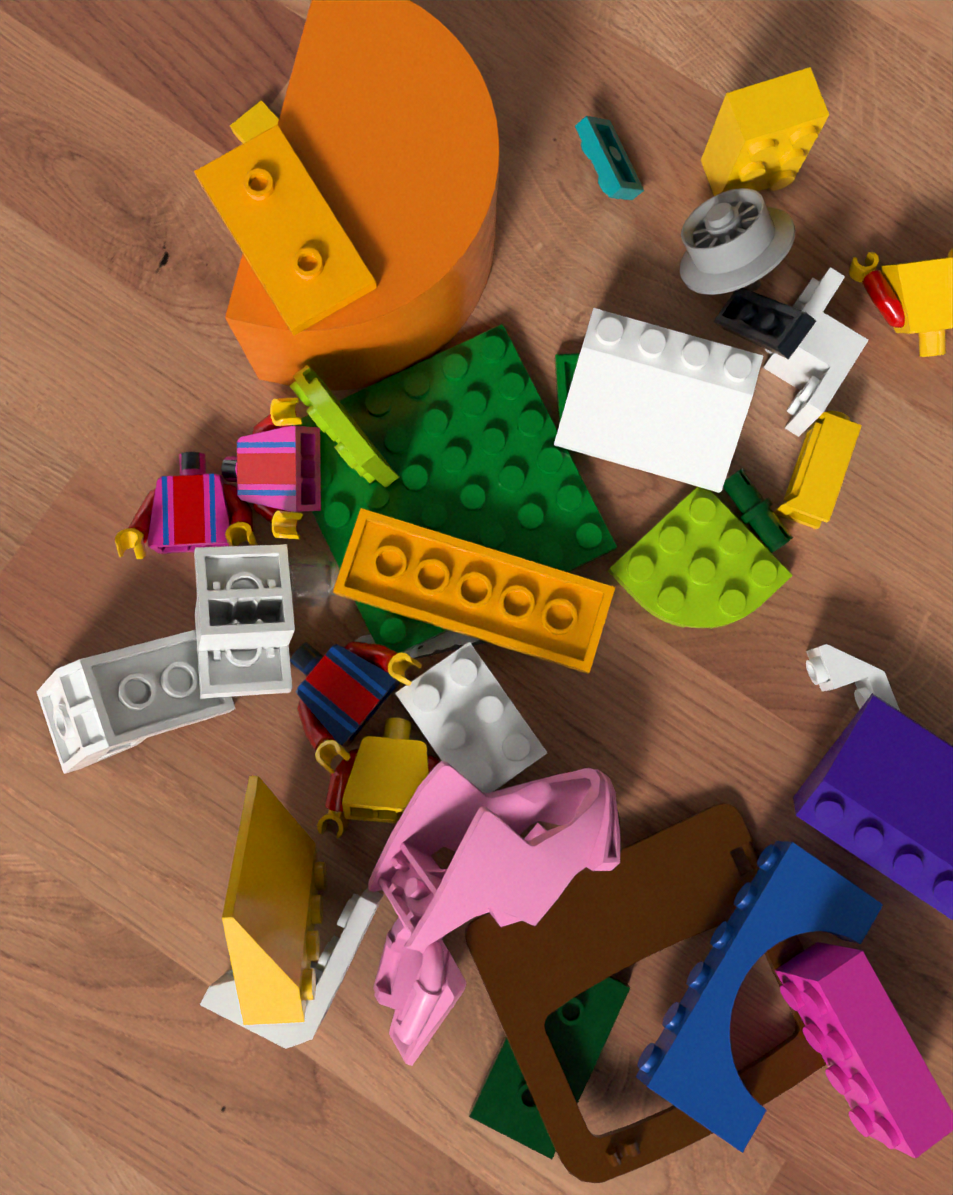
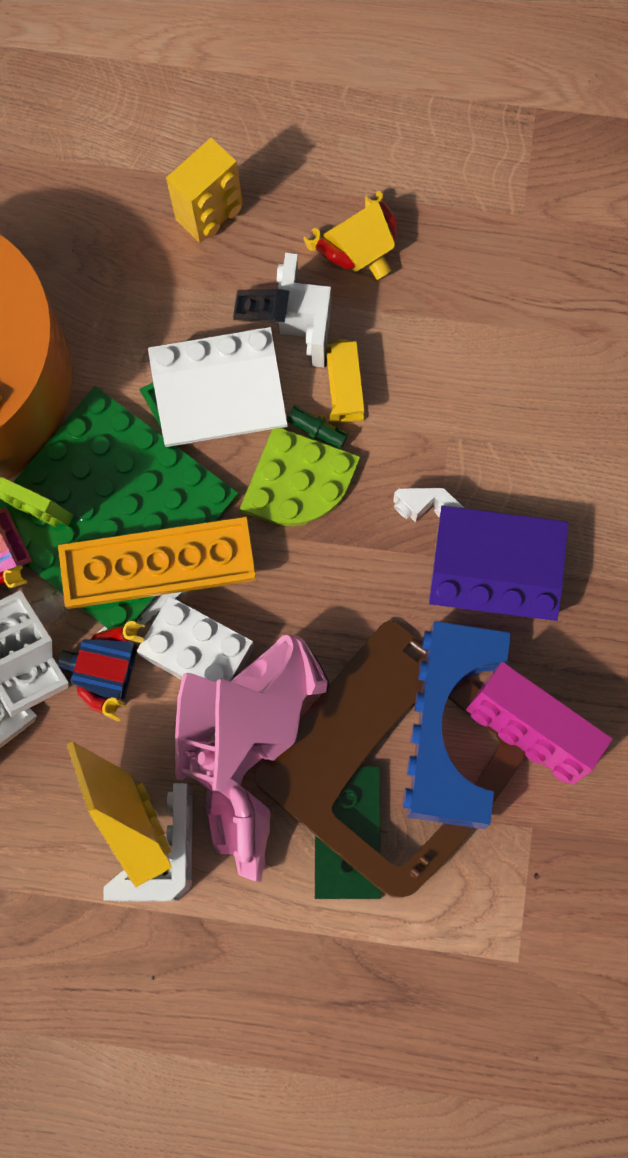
camera: 20 degrees left, 5 degrees down
(377, 778) = (150, 713): yellow torso -> none
(609, 158) = (114, 247): teal plate -> none
(733, 242) = (219, 264): light grey piece -> none

